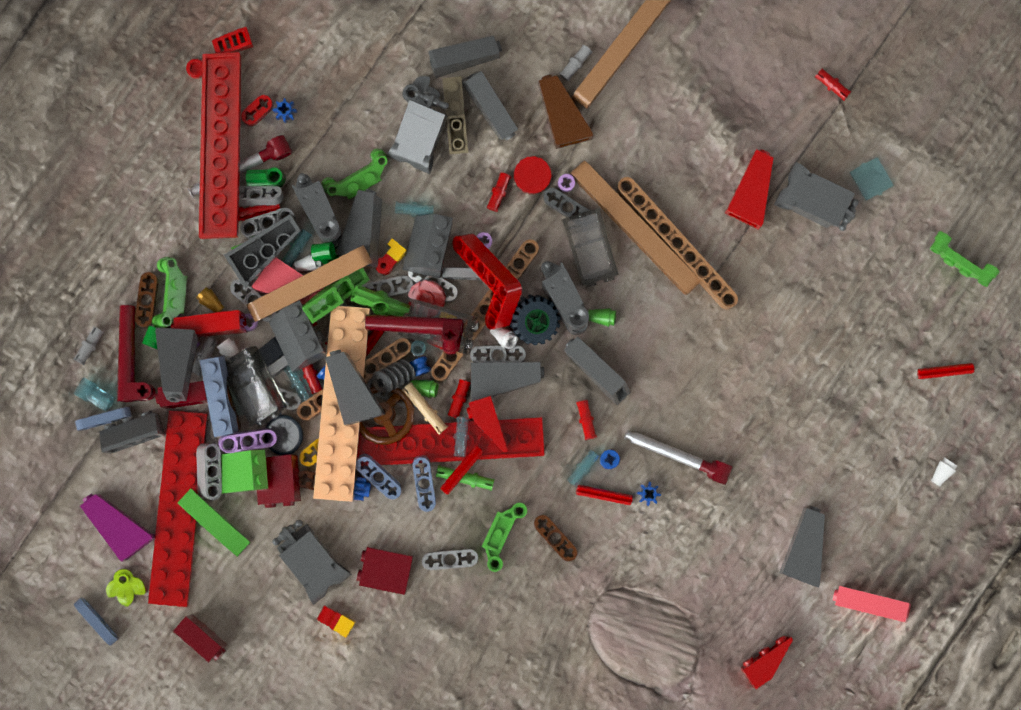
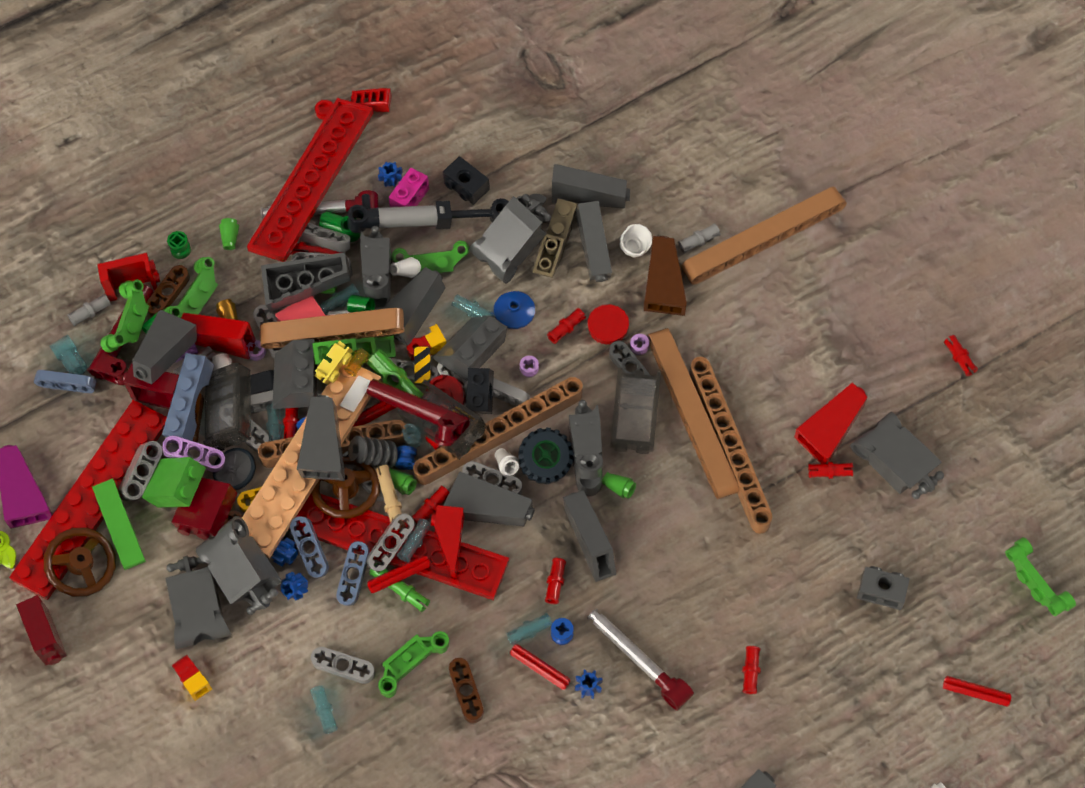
camera: 30 degrees right, 20 degrees down
(106, 300) = (130, 268): none -> red panel
(131, 432) = (84, 405): dark grey slope -> none
(132, 341) = (131, 319): none -> bright green plate
(138, 255) = (179, 244): none -> green wheel
(172, 225) = (229, 233): none -> bright green cone
(199, 567) = (79, 562): none -> reddish brown piece
(253, 107) = (363, 165): red beam -> none
(310, 122) = (410, 189): none -> dark pink brick
(326, 324) = (339, 358): none -> light yellow hinge
(333, 520) = (240, 566): none -> dark grey piece
(343, 198) = (408, 267): none -> white cone
(345, 82) = (462, 171): none -> black brick
(345, 306) = (357, 361): none -> clear yellow pin
(346, 136) = (413, 216): none -> piece
(357, 333) = (355, 393): none -> white sticker
(382, 513) = (294, 586): none -> blue gear
(385, 570) = (268, 646): dark red brick -> none
(396, 279) = (421, 364): none -> sticker
(436, 461) = (399, 541): none -> light grey beam
(452, 601) = (323, 709): none -> clear light blue pin
(454, 200) = (514, 317): none -> blue dish
(457, 286) = (480, 390): none -> black brick
(495, 275) = (525, 398): red beam -> none
(524, 89) = (635, 240): none -> white hair
(765, 232) = (830, 470): none -> red pin
(768, 428) = (751, 670): none -> red pin
(856, 314) = (871, 592): none -> dark grey brick
(871, 179) = (967, 463): clear light blue piece -> none

